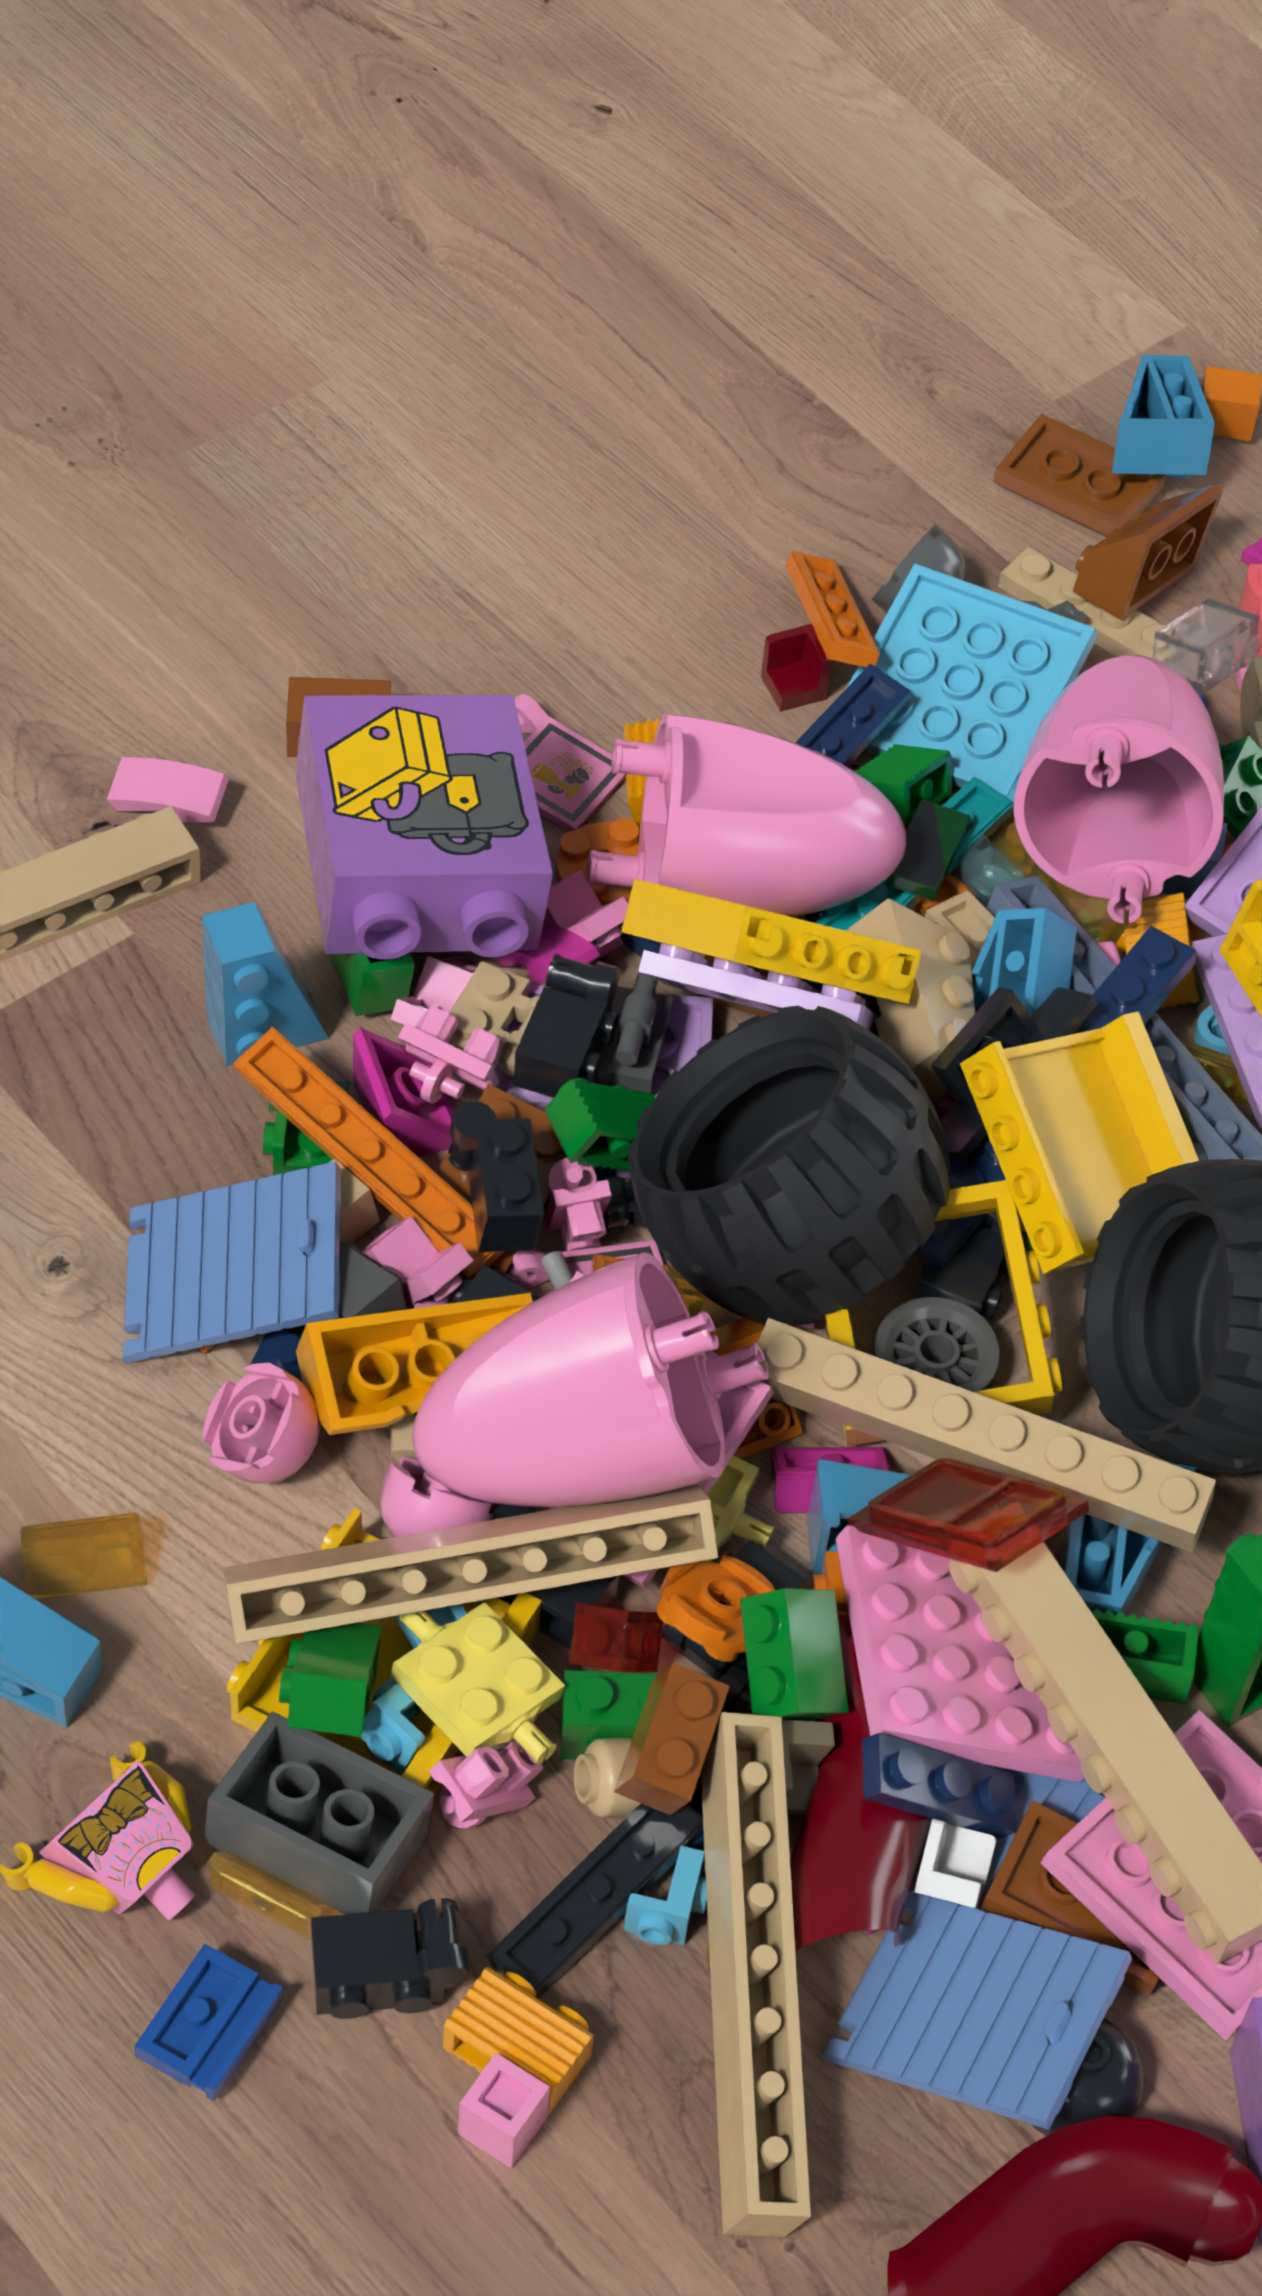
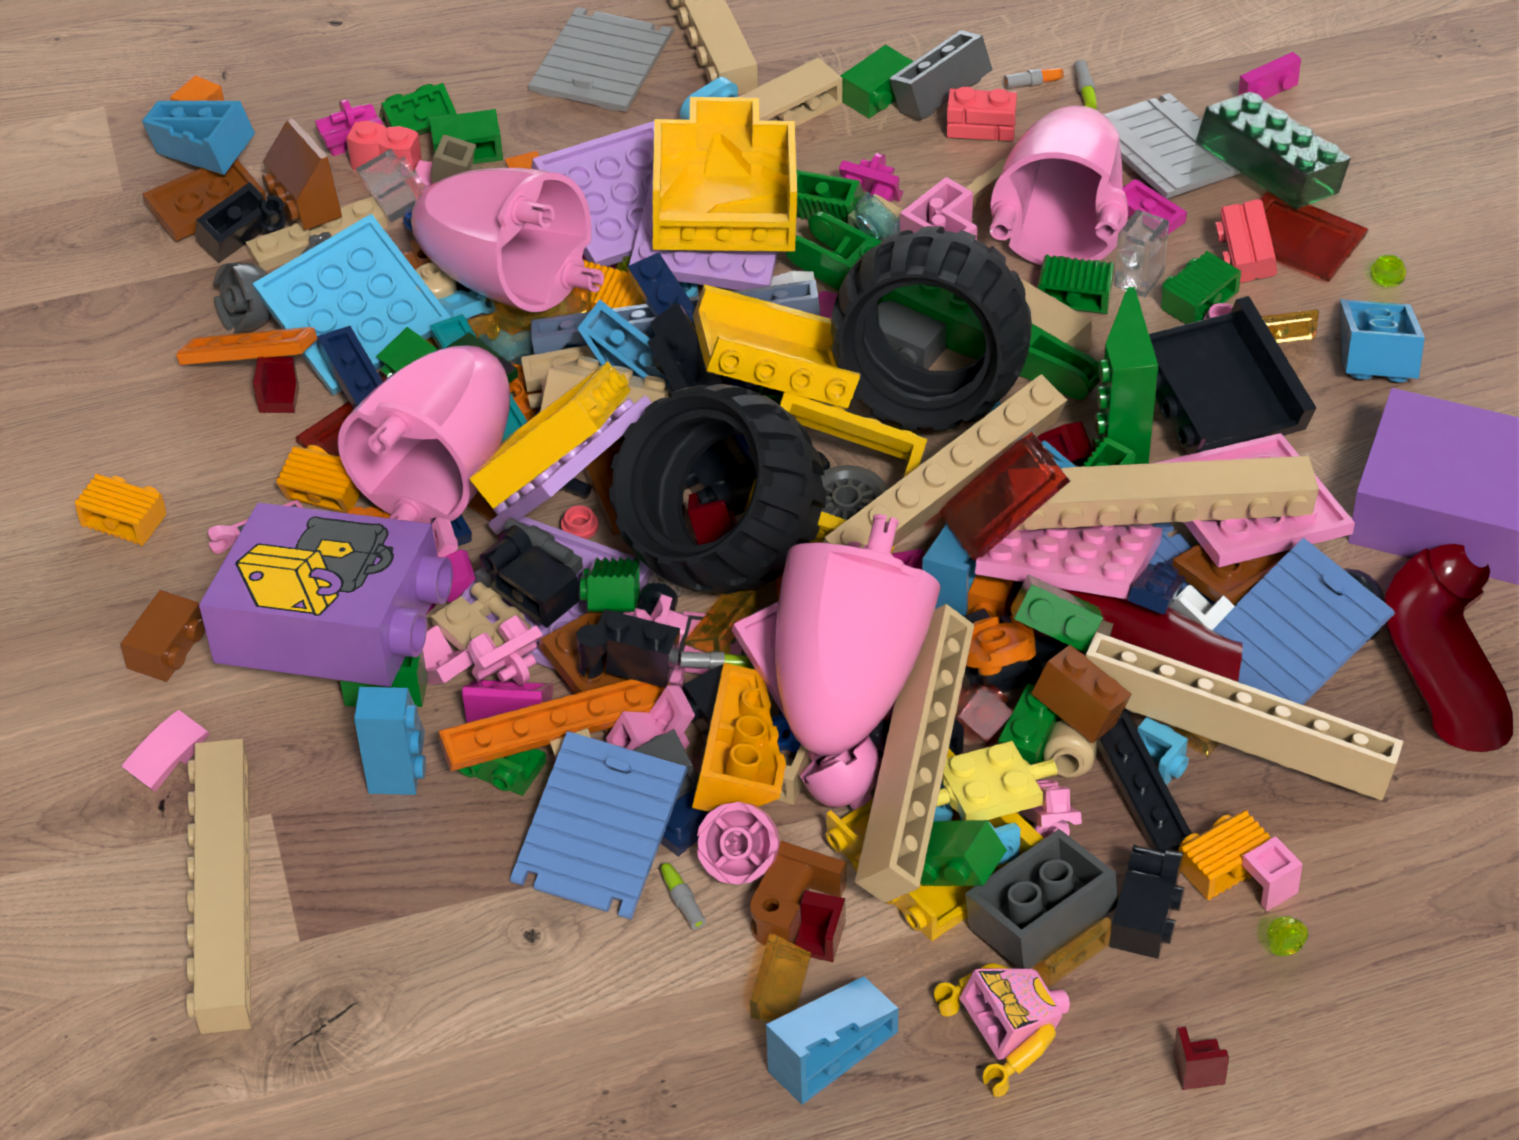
camera: 60 degrees left, 5 degrees down
(142, 2110) = (1199, 1062): none -> dark red panel
(178, 1403) = (683, 896): none -> light grey piece
(186, 1579) = (821, 924): none -> dark red panel
(208, 2022) = (1149, 1007): blue plate -> none
(214, 1510) = (779, 895): none -> dark orange piece
(406, 2167) = (1286, 935): none -> clear neon green plate
(517, 600) = (120, 508): none -> light orange brick
(1041, 517) = (238, 221): none -> black hinge
(1181, 1587) = (1069, 441): none -> dark red panel

